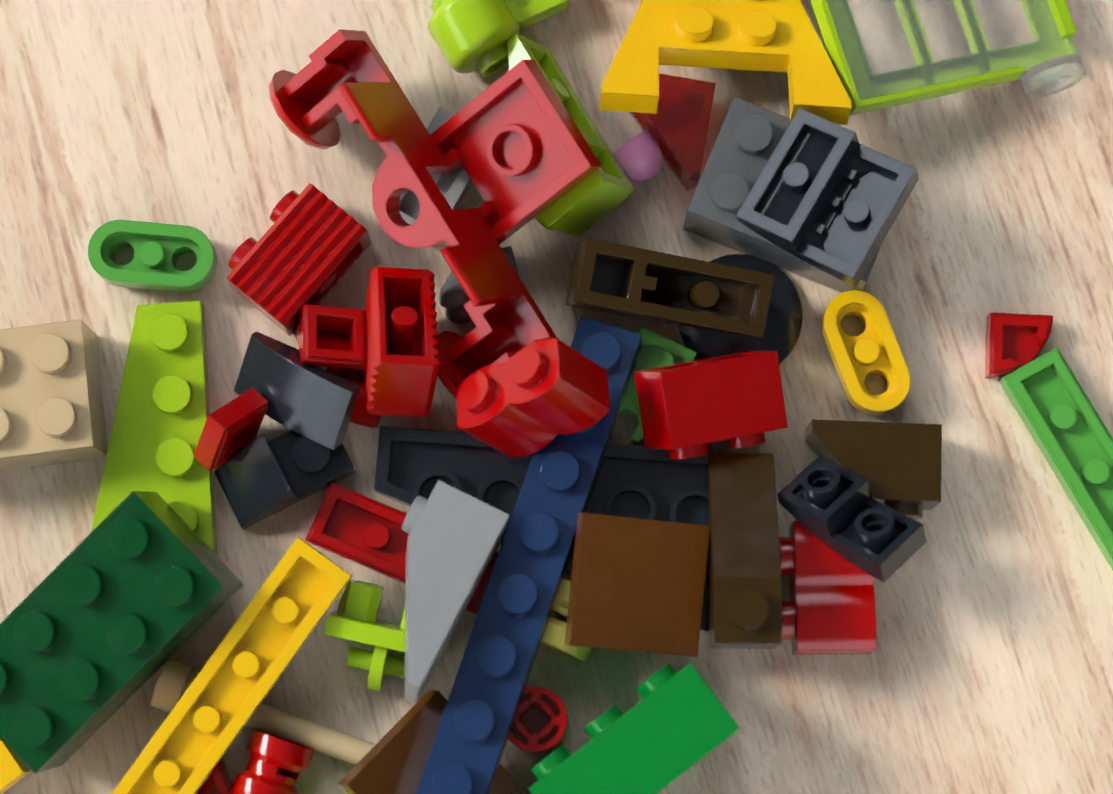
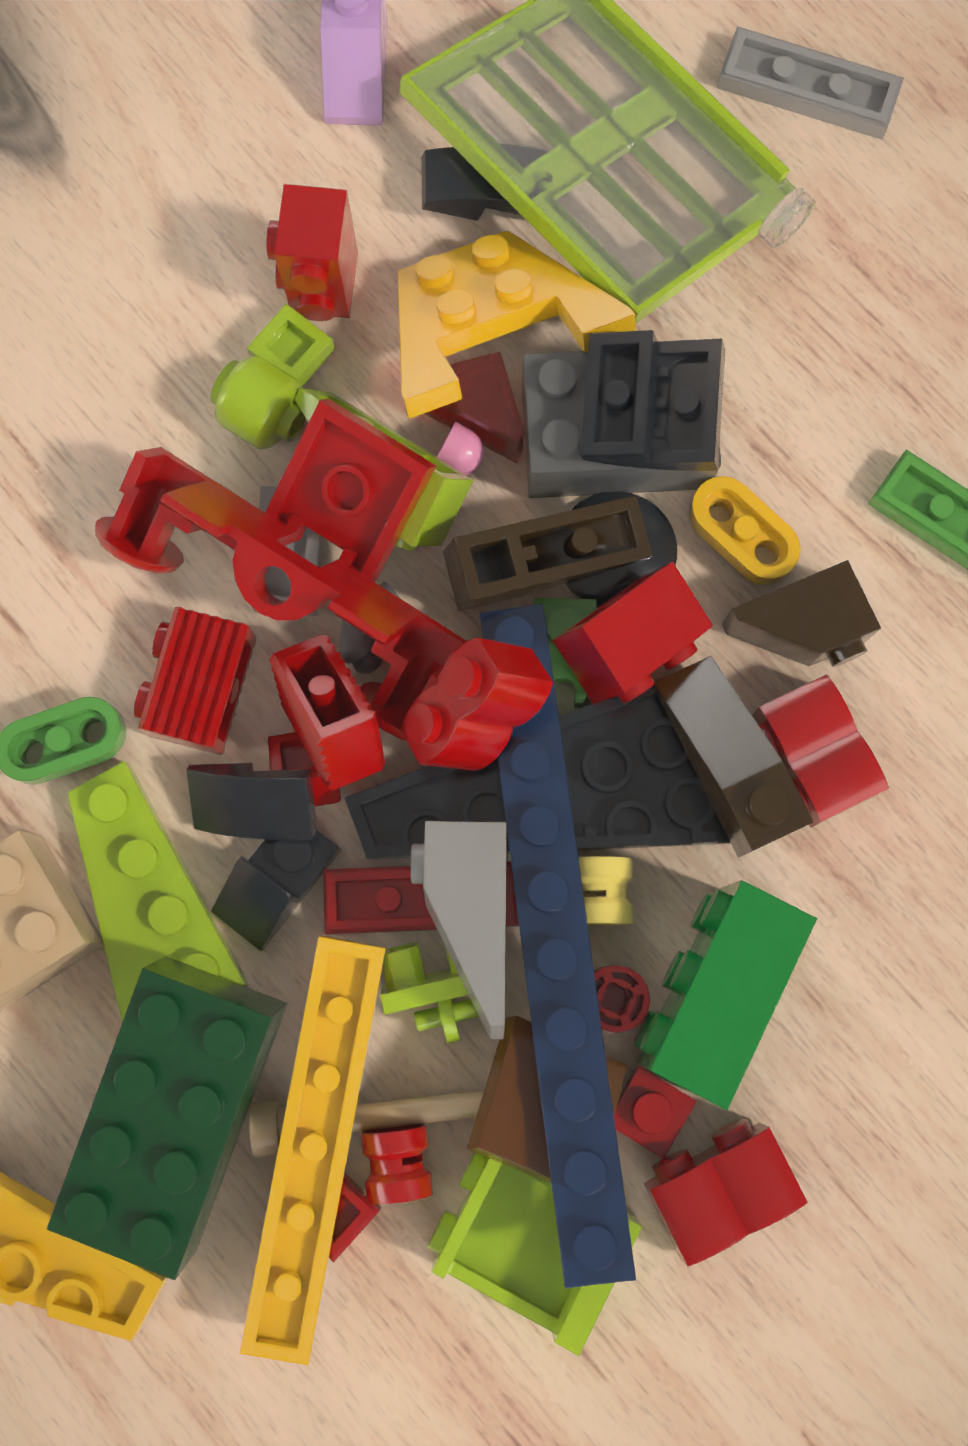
camera: 25 degrees left, 0 degrees up
(230, 429) = (208, 865): red tile -> none
(332, 336) = (262, 736): red slope -> none
(637, 585) = (650, 831): reddish brown tile -> none
(845, 517) = (801, 681): black slope -> none
(1014, 341) = (864, 462): red tile -> none

